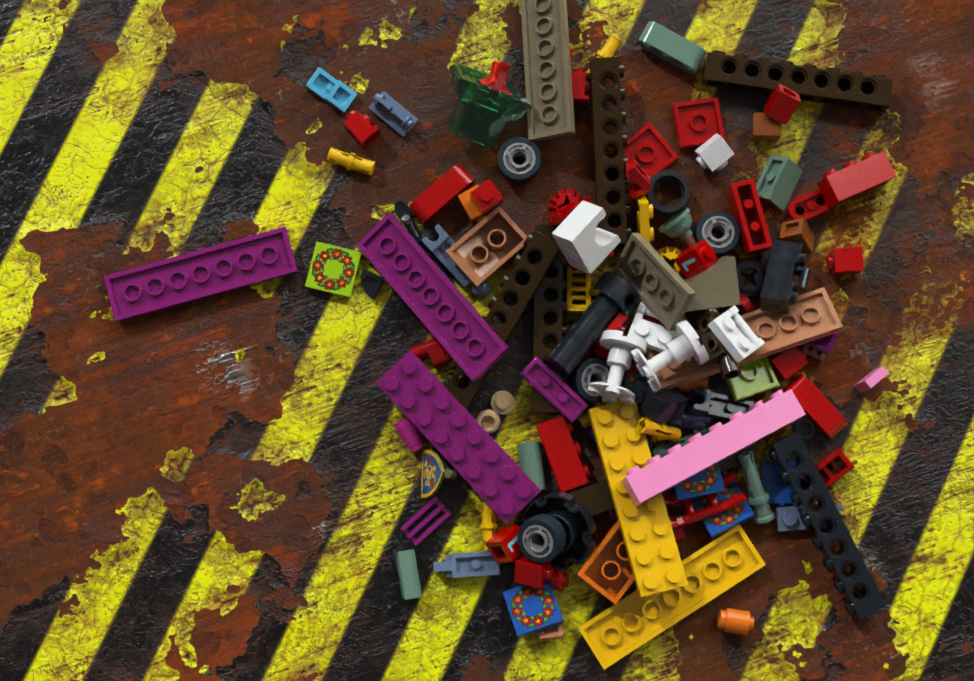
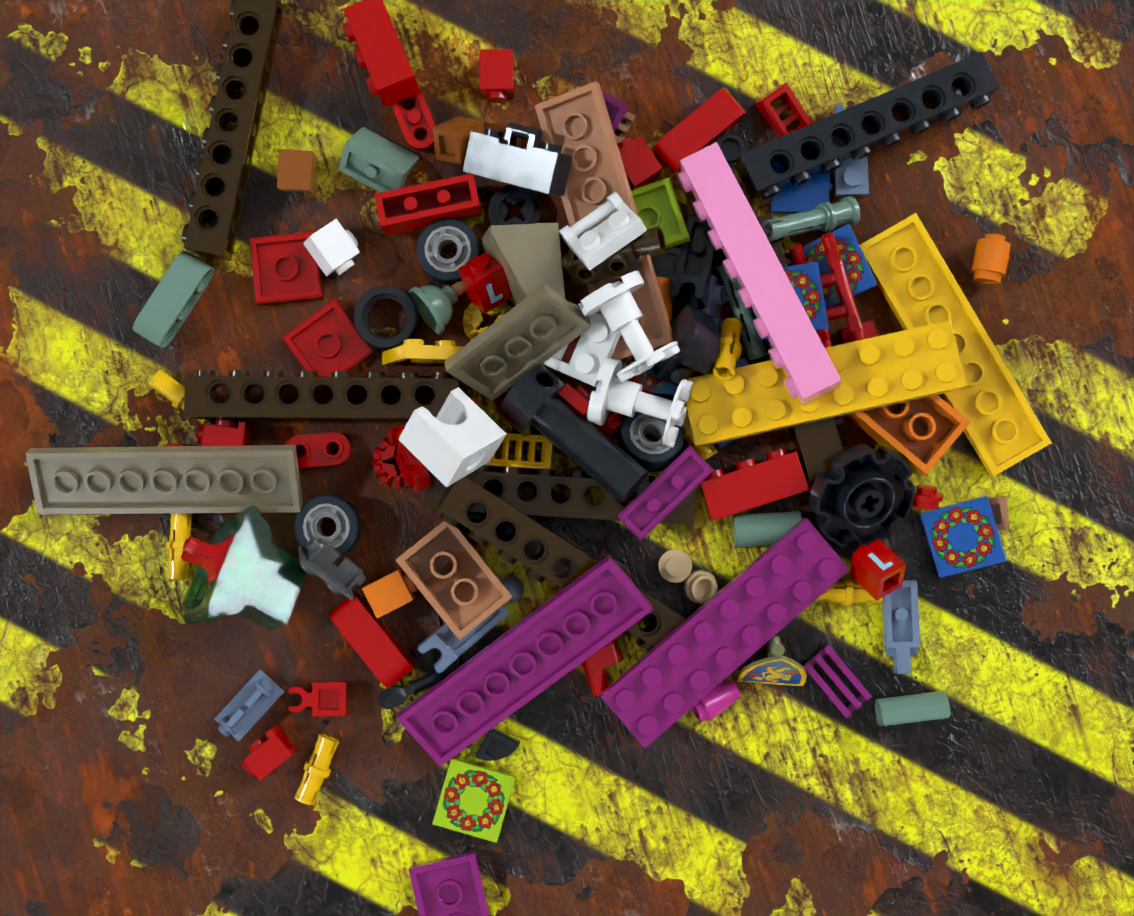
camera: 85 degrees left, 5 degrees up
(331, 90) = (208, 795): medium azure slope -> none
(400, 165) = (326, 698): none -> red plate
(486, 197) = (384, 577): red brick -> none
(495, 154) = (338, 577): none -> dark grey hinge
(513, 60) = (179, 532): none -> yellow pin
(532, 573) = (913, 534): red brick -> none
(533, 546) = (876, 521): wheel -> none
(572, 150) = (317, 449): none -> red plate
(639, 179) = (365, 357): red bracket -> none
(746, 305) = (554, 215): red tile -> none
(782, 104) = (267, 146): red panel -> none
(871, 379) = (667, 49): bright pink tile -> none

